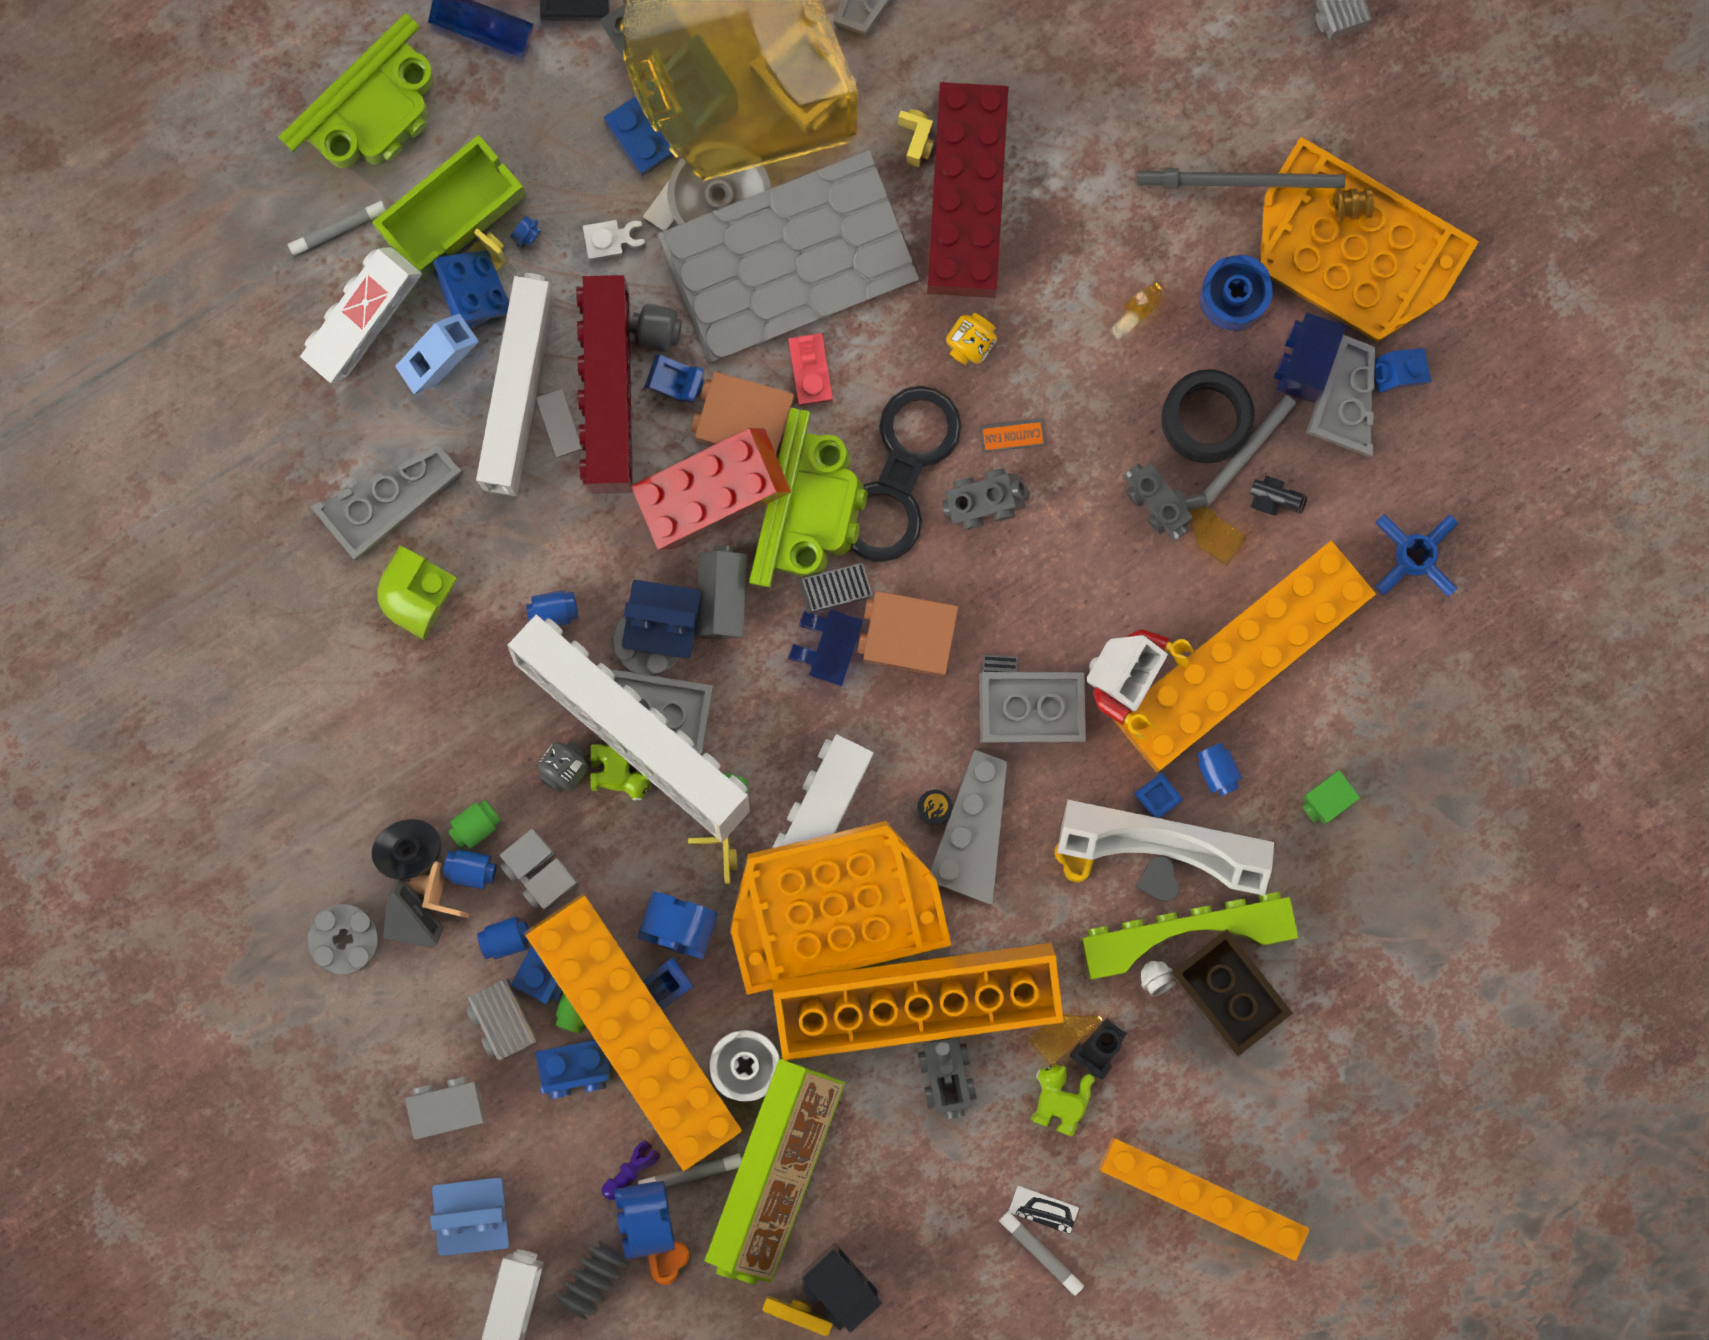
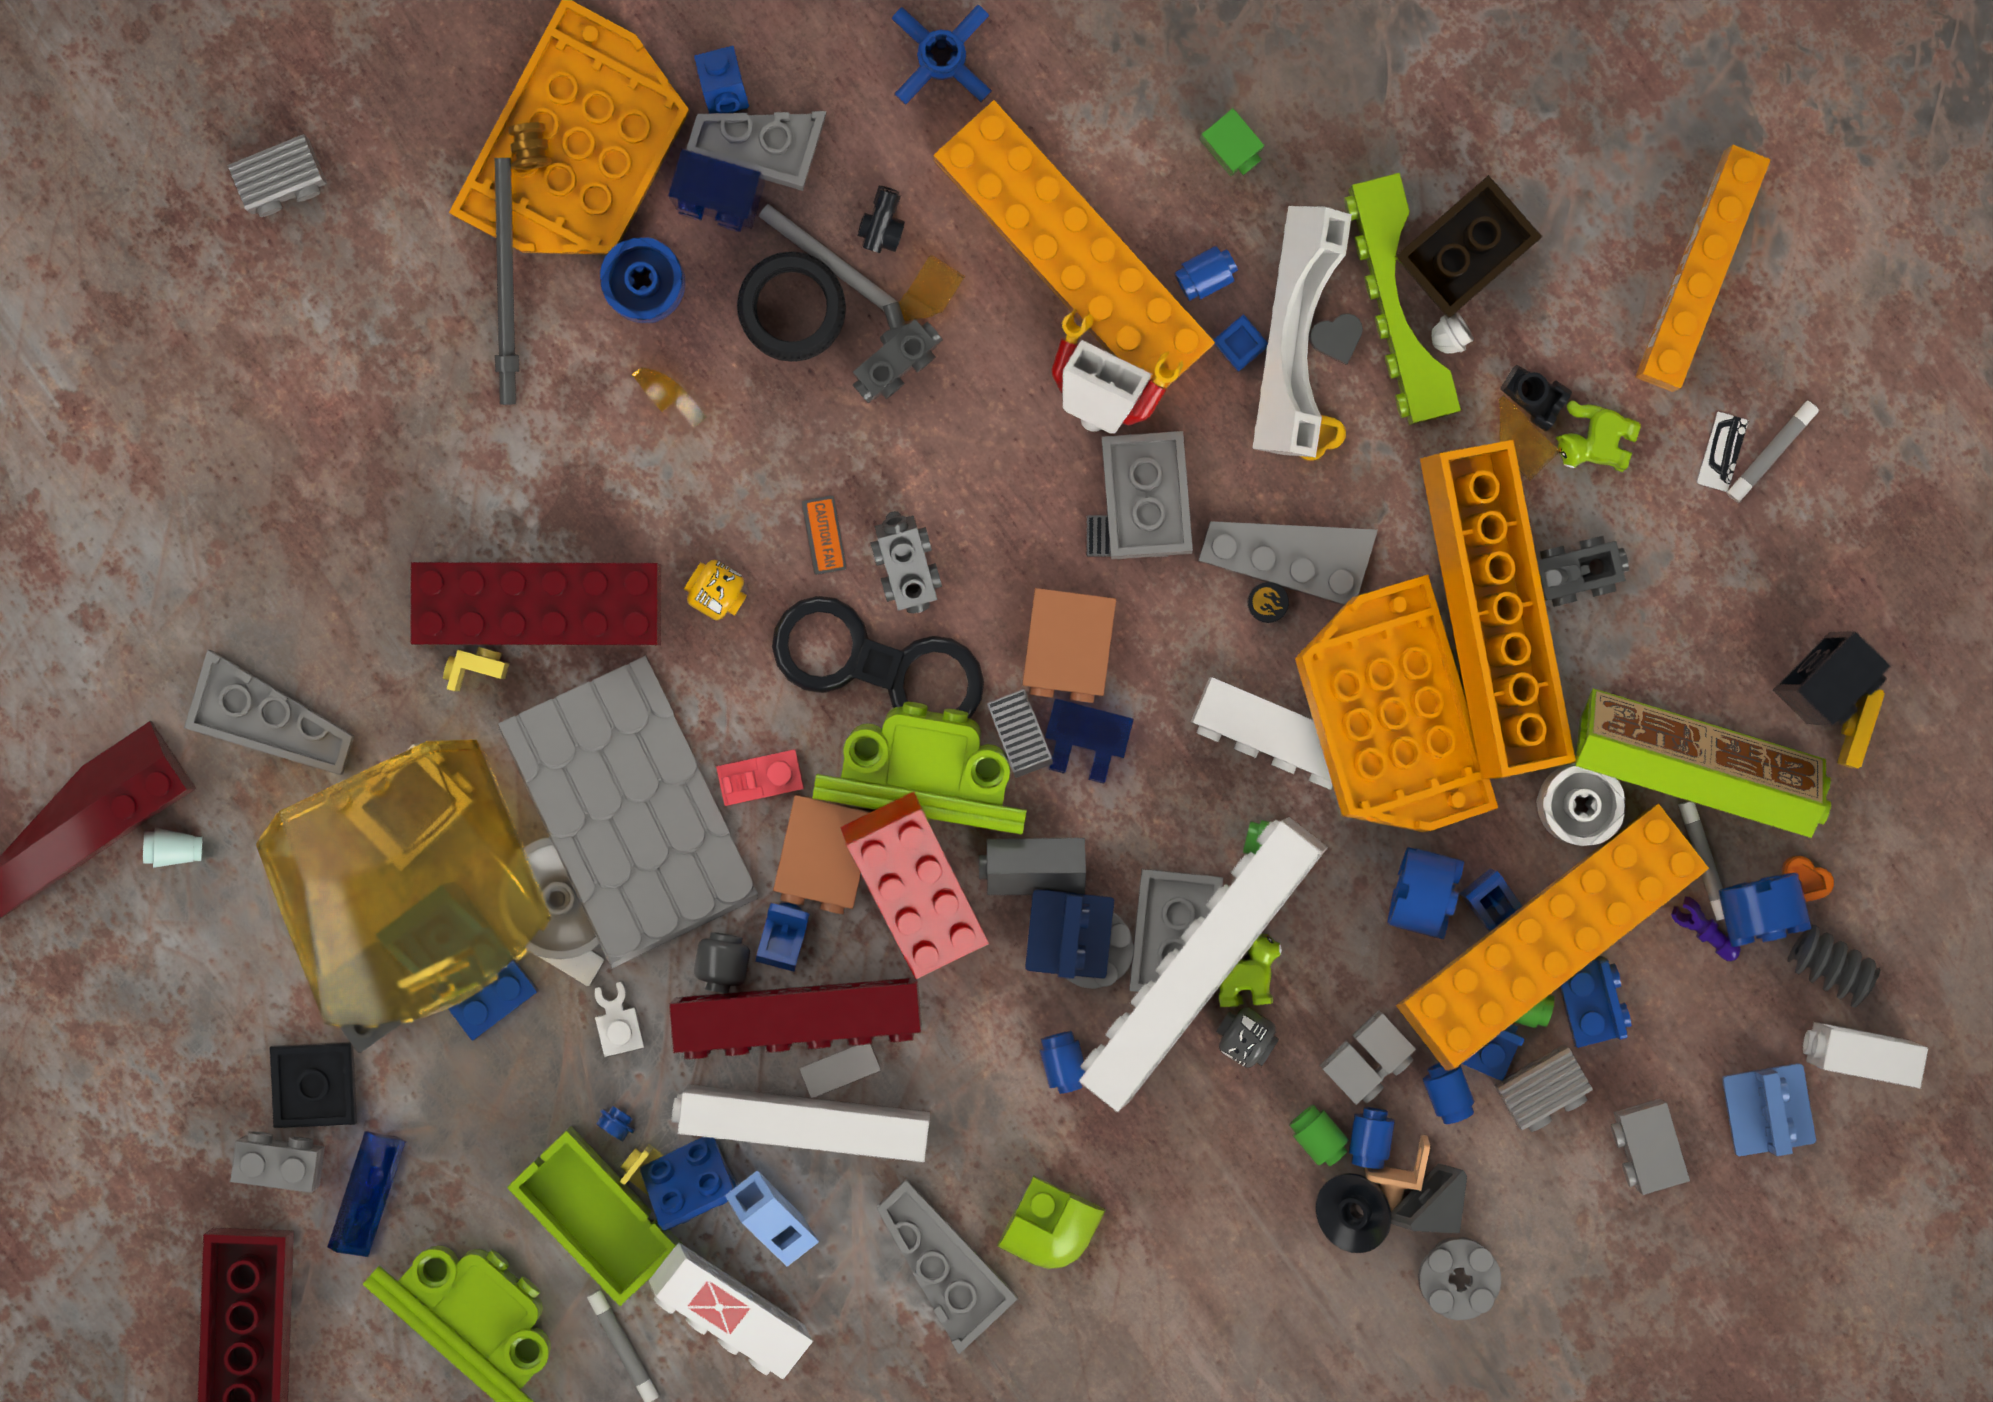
camera: 90 degrees left, 5 degrees up
(730, 855) = (1339, 837): light yellow bracket -> none

